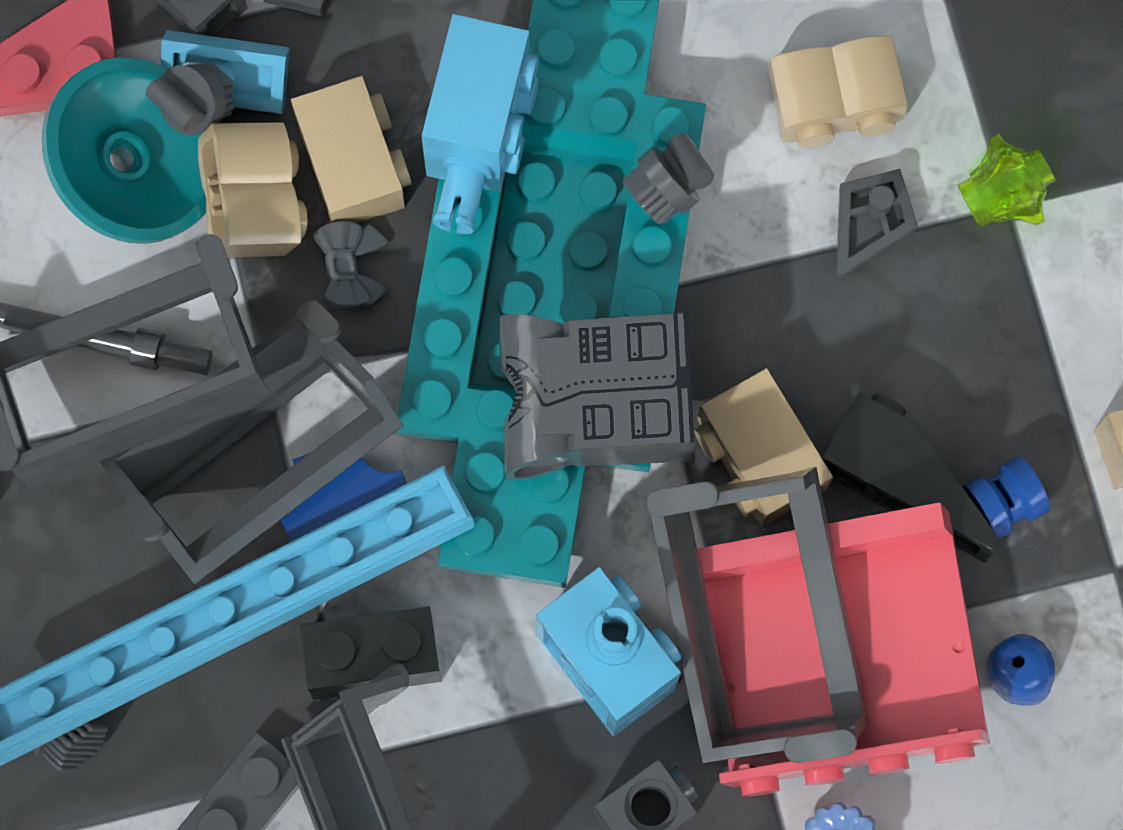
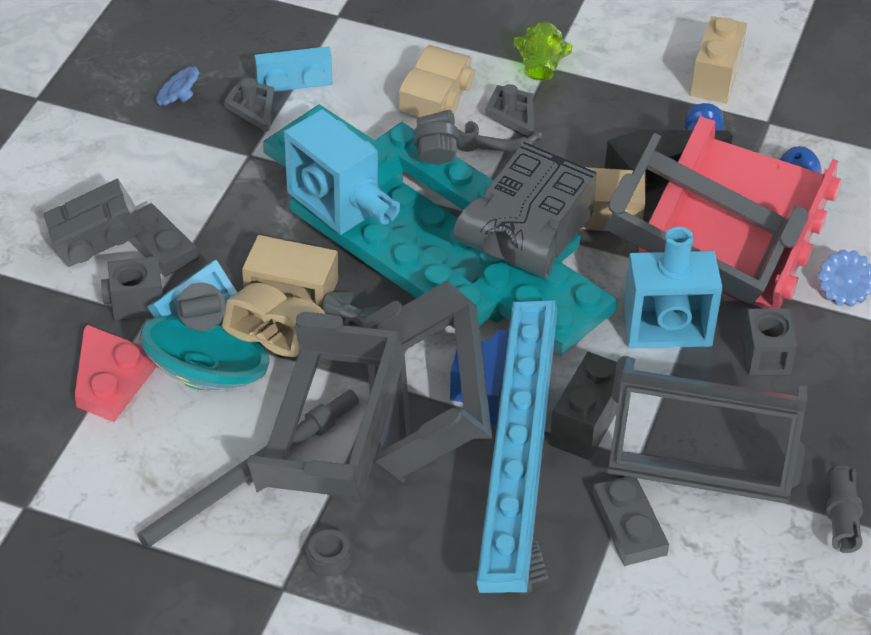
camera: 55 degrees left, 30 degrees down
(792, 240) = (471, 140): none -> dark grey piece

